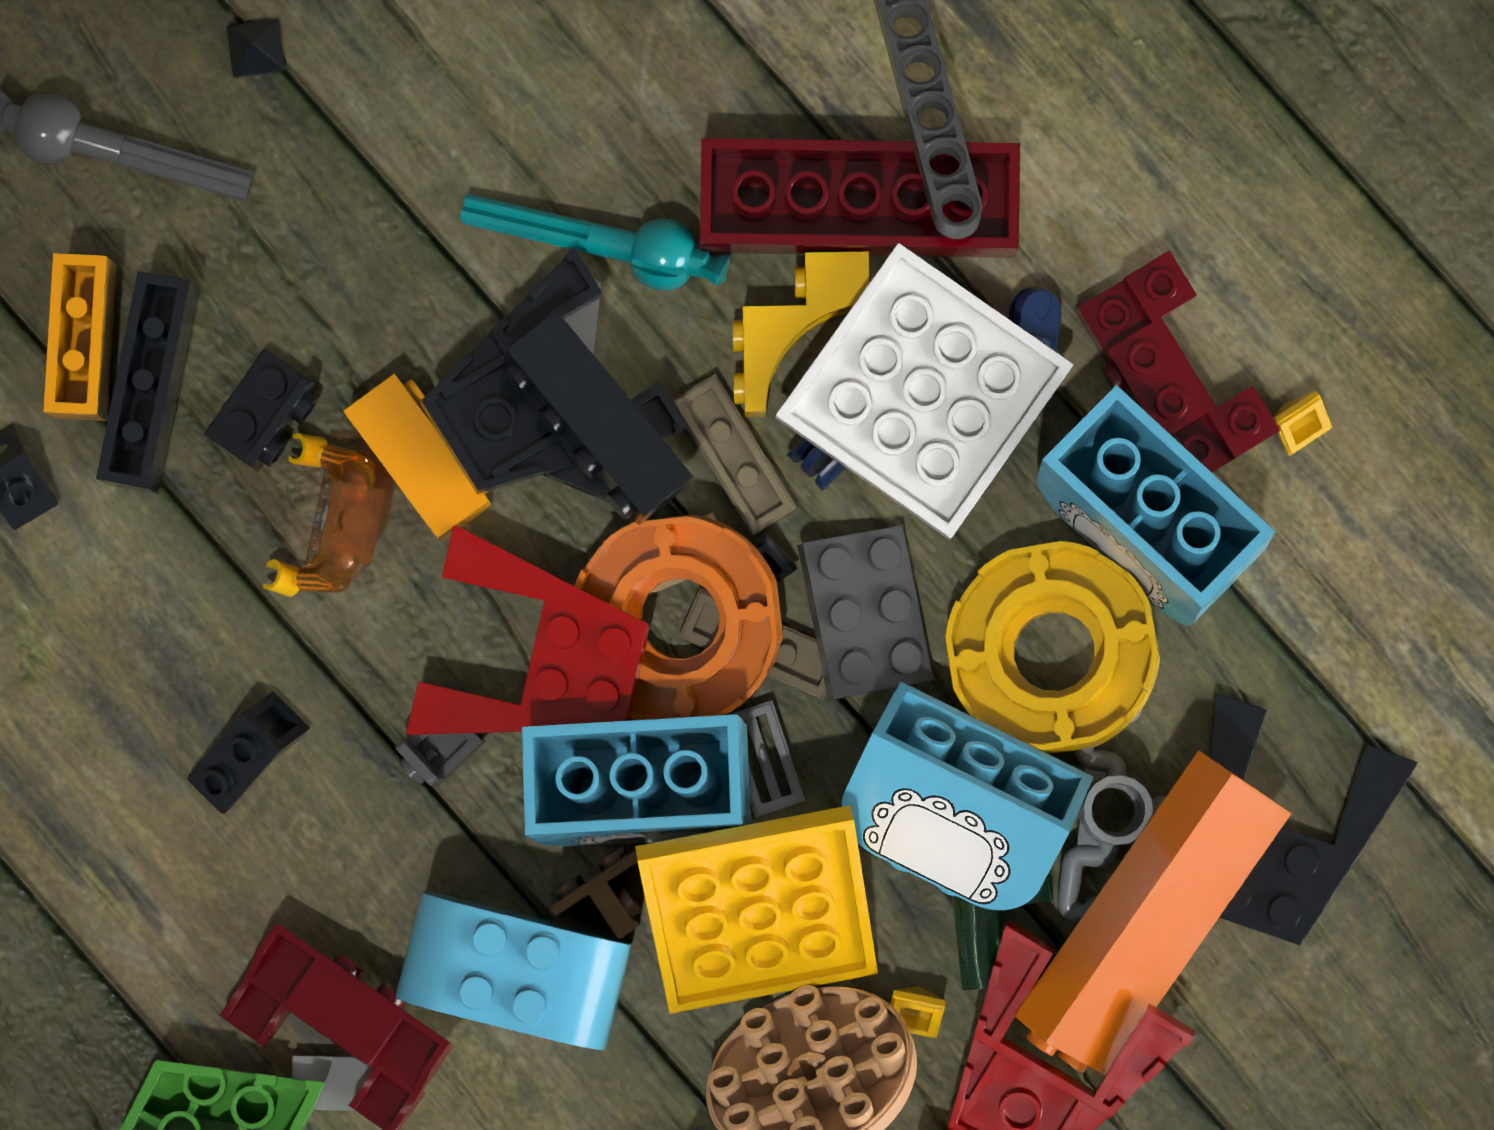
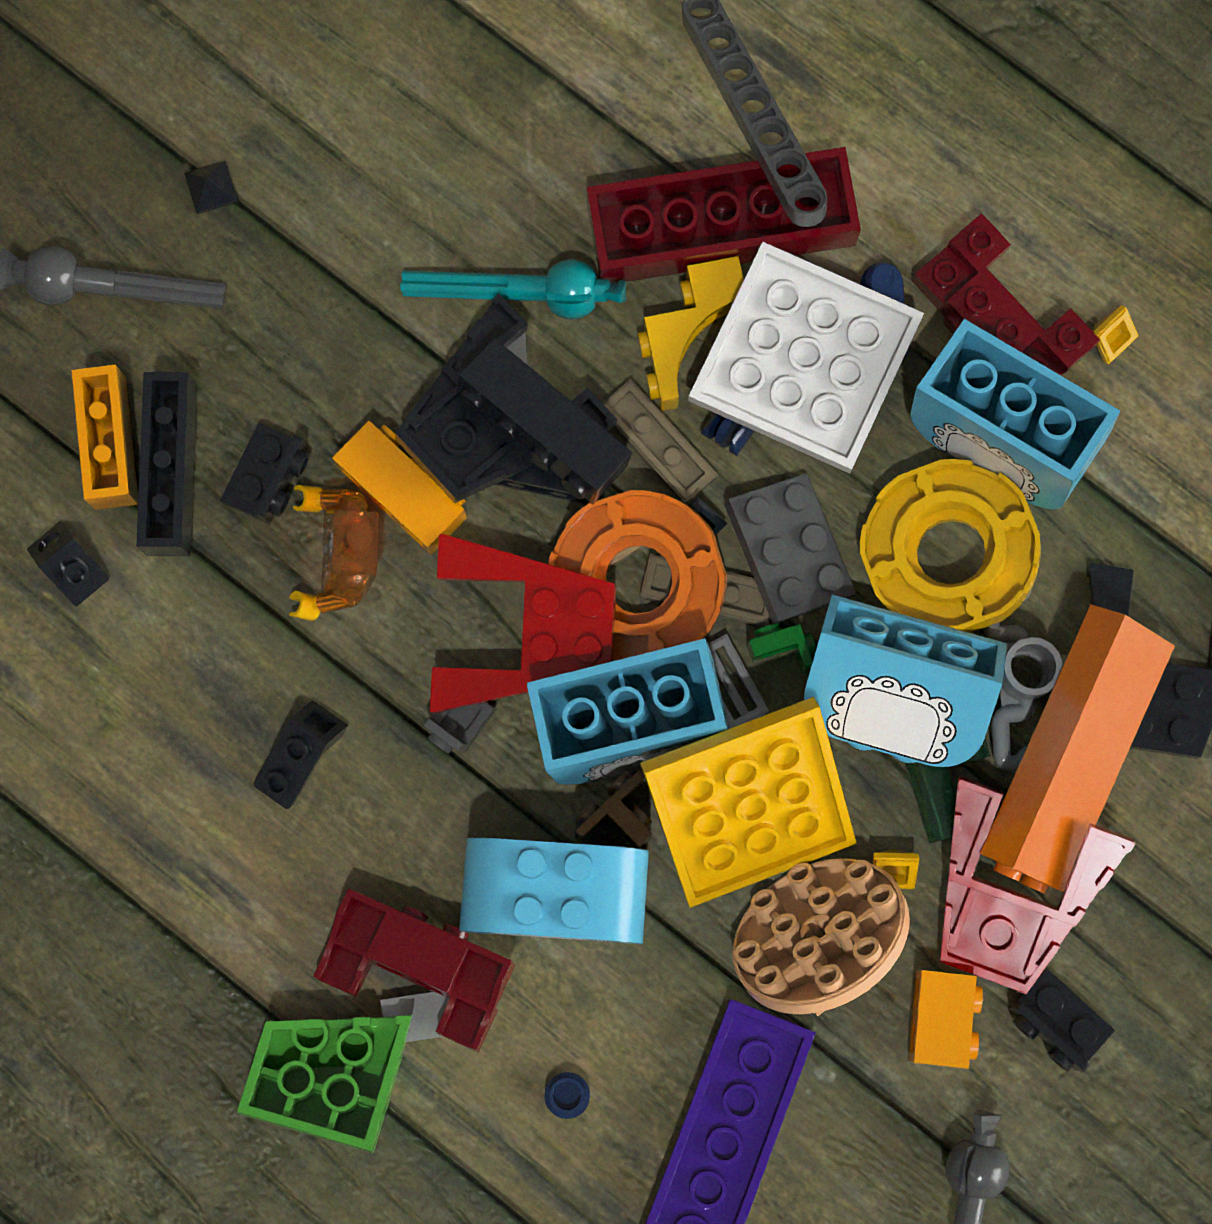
camera: 10 degrees left, 5 degrees down
(824, 719) = (774, 641): none -> green bracket

